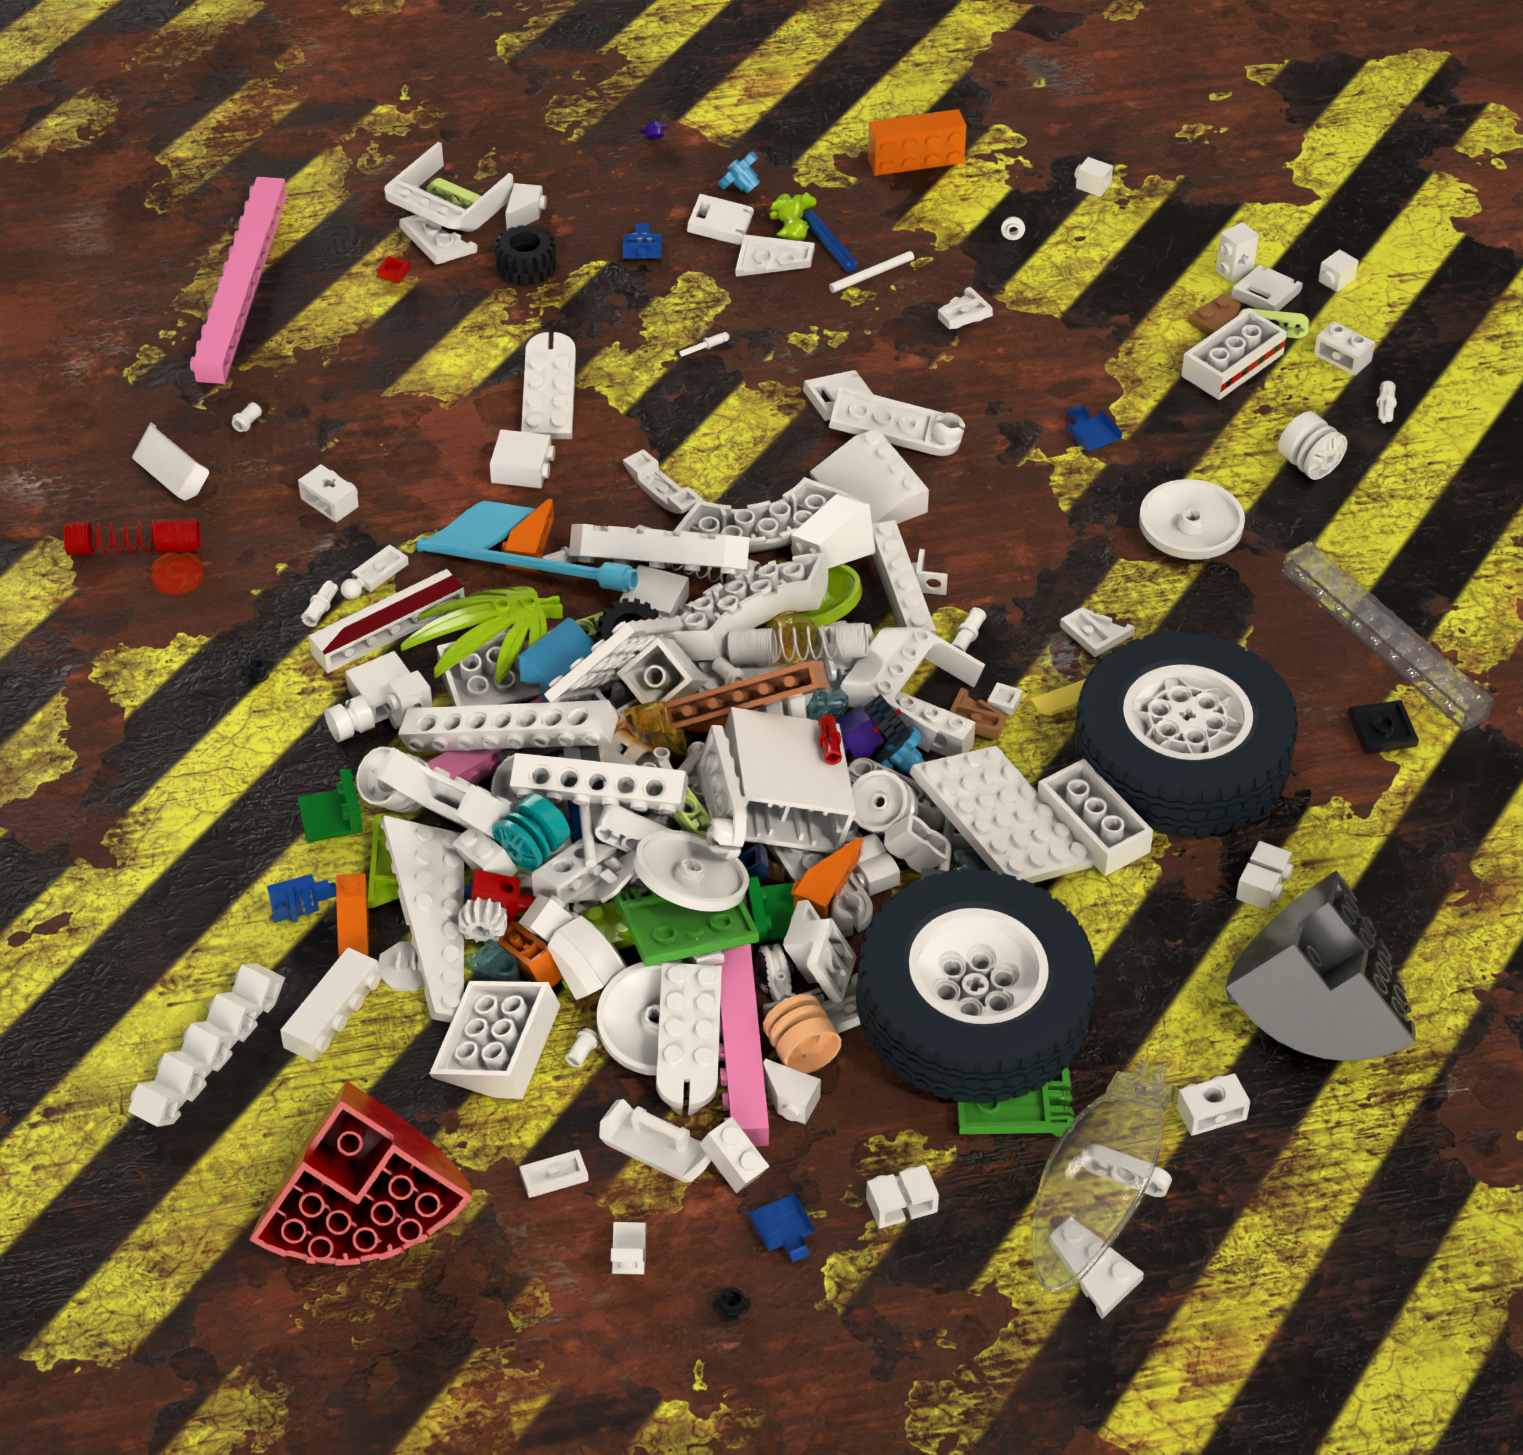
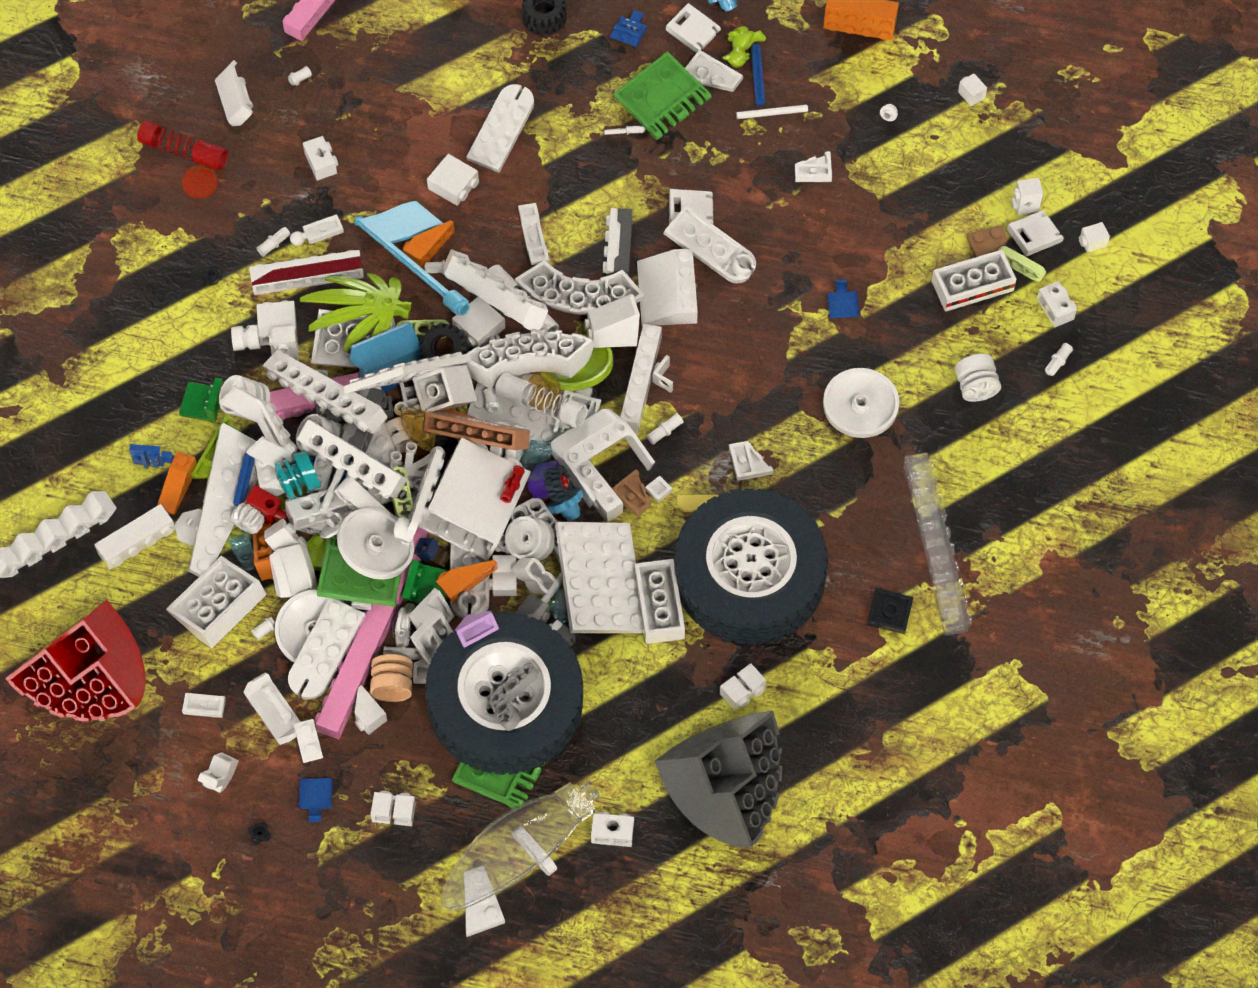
camera: 25 degrees right, 15 degrees up
(450, 873) = (244, 479): none -> blue axle
(726, 291) = (661, 92): none -> bright green hinge
(774, 454) = (618, 241): none -> piece
(902, 904) = (476, 627): none -> lavender slope
(982, 989) = (502, 698): none -> light grey beam

